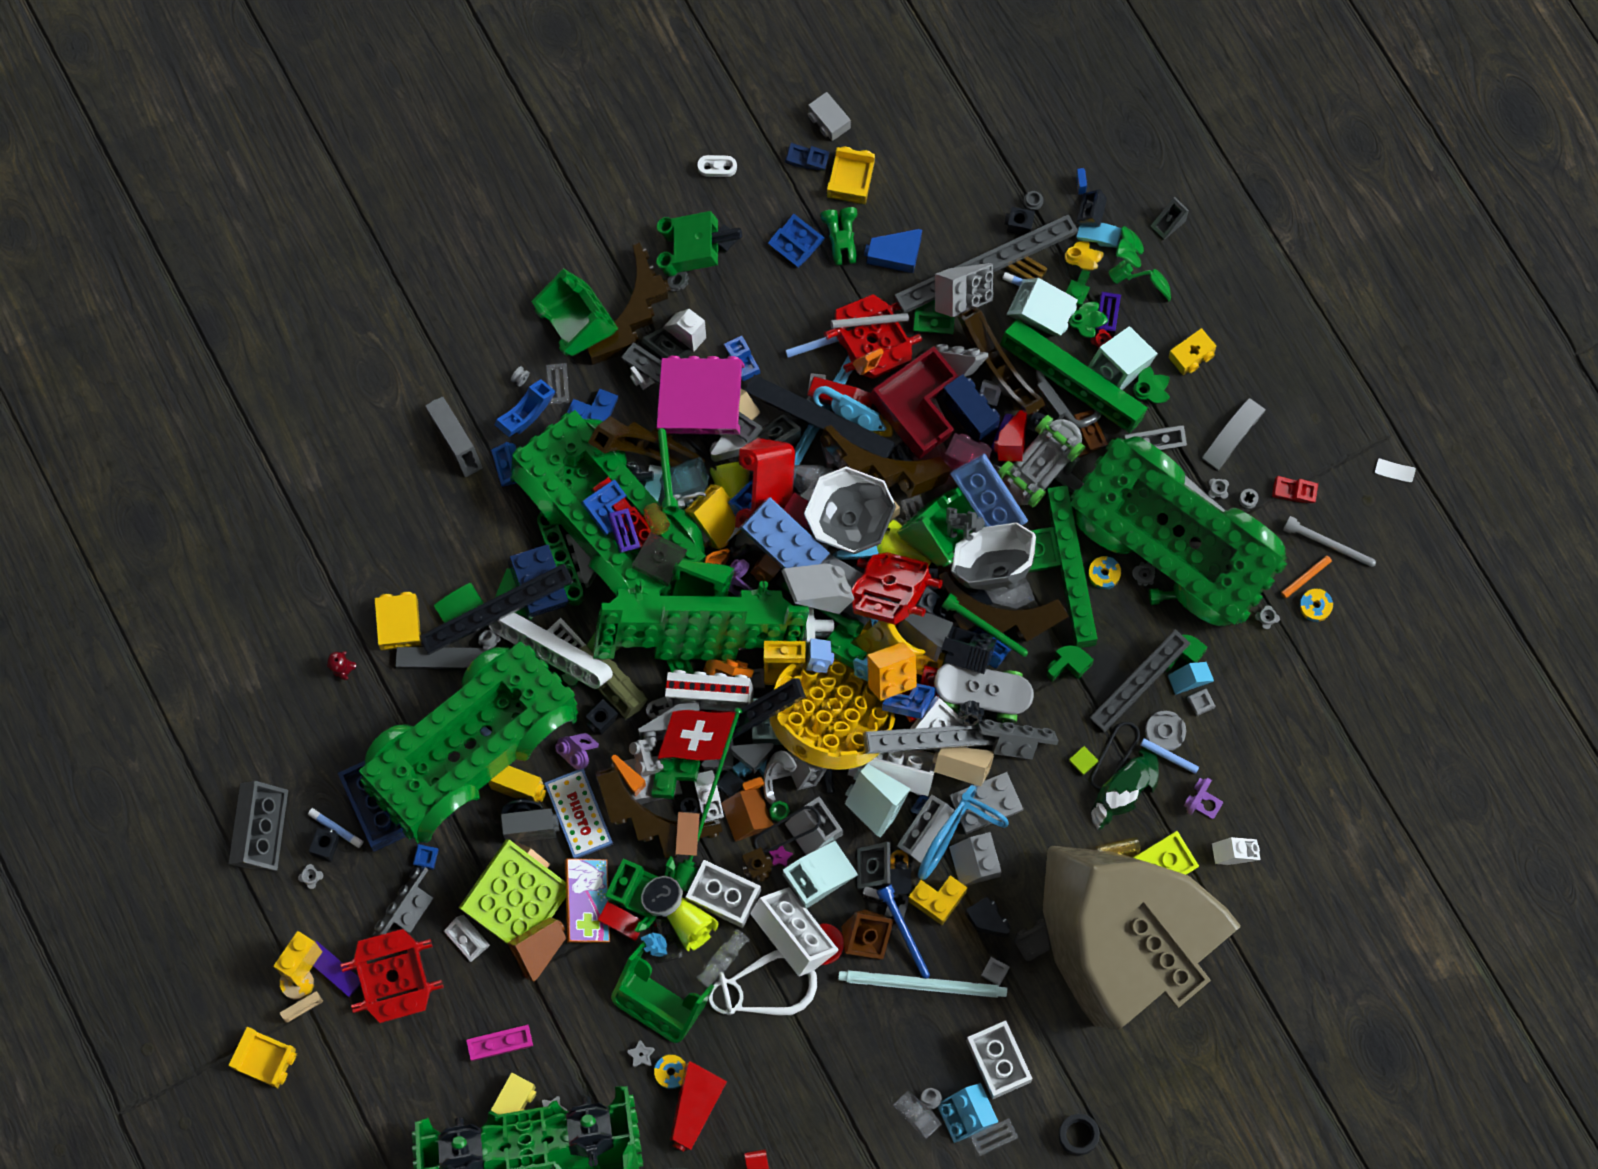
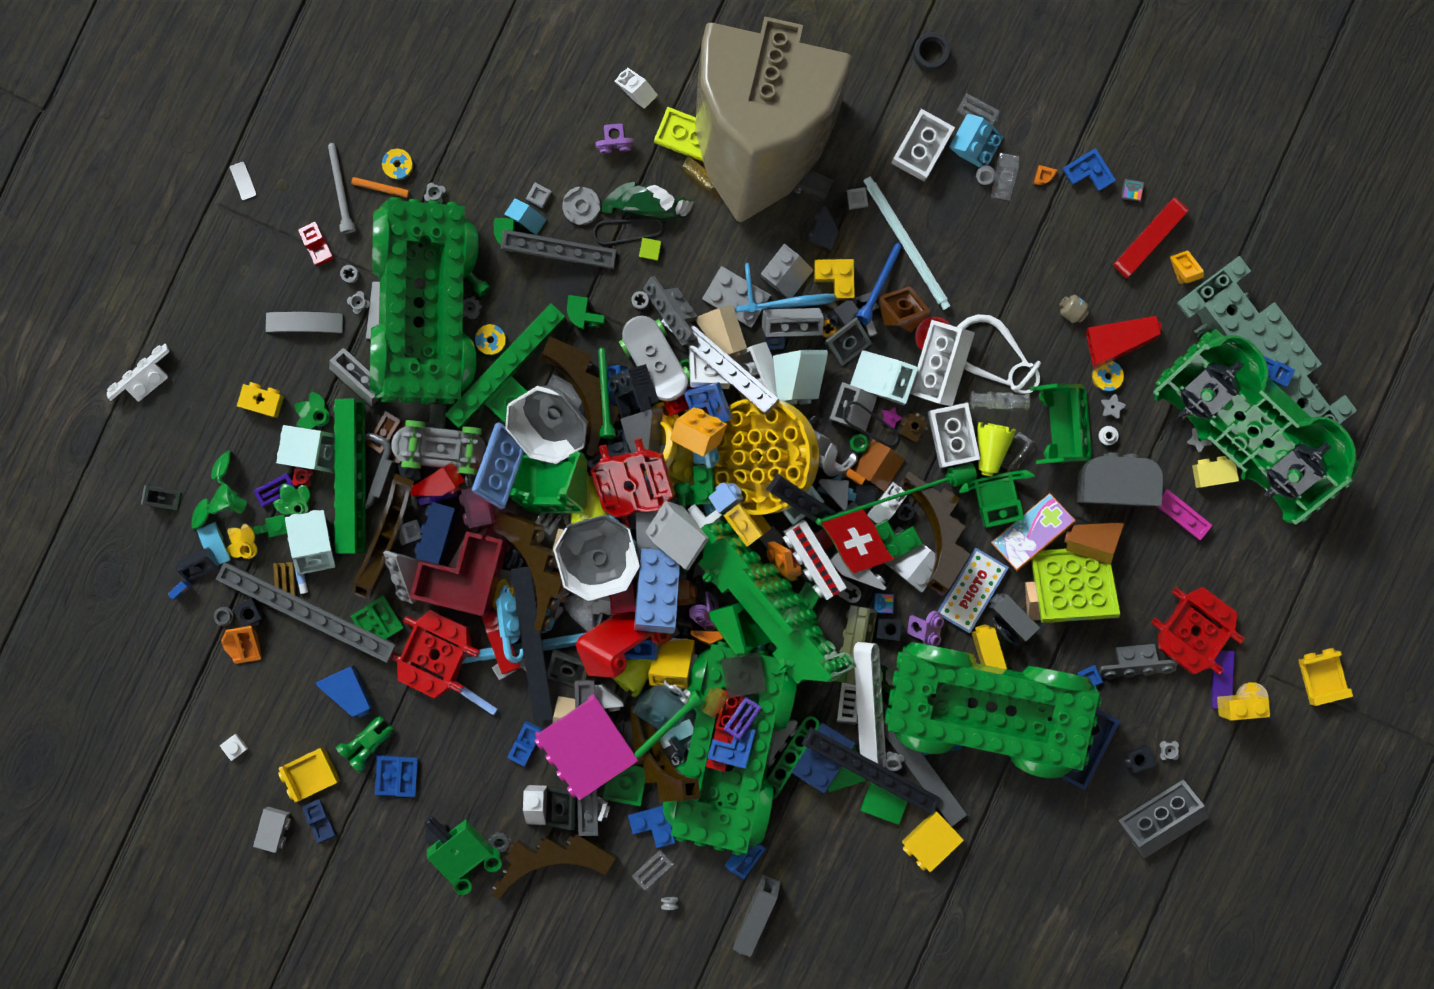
camera: 130 degrees left, 15 degrees up
(301, 1007) = (1268, 678): tan tile -> none
(332, 825) = (1119, 761): light blue bar -> none
(340, 665) = (998, 857): dark red animal -> none
(466, 937) = (1127, 597): white slope -> none
(527, 409) = (694, 876): blue arch -> none
(571, 1005) = (1120, 481): none -> dark grey brick
(574, 313) = (588, 899): green windscreen -> none
(620, 921) = (1029, 495): red slope -> none
(621, 1037) = (1102, 435): none -> white plate
(626, 731) = (884, 603): none -> tile
(631, 778) = (925, 566): orange slope -> none
(641, 752) = (902, 568): light grey piece -> none
(642, 409) = (626, 786): none -> green plate
(655, 944) = (1031, 454): dark azure plate -> none
(662, 896) = (992, 477): black tile -> none
(687, 833) = (933, 493): nougat tile -> none
(717, 166) = (379, 886): white plate -> none
(753, 1085) = (1074, 309): none -> dark tan head
(868, 361) = (460, 639): orange slope -> none
(869, 320) = (423, 665): light grey bar -> none
(892, 1152) = (1044, 175): none -> orange tile
(919, 135) = (233, 747): none -> white plate
(963, 288) = (342, 612): light grey slope -> none
(963, 522) = (535, 470): dark grey piece -> none
(971, 713) = (682, 352): black gear -> none
(998, 198) = (242, 644): none -> orange slope
(1045, 713) = (645, 297): none -> light grey bush
(1169, 756) = (599, 188): light blue bar -> none
(1282, 274) = (143, 378): none -> white bracket

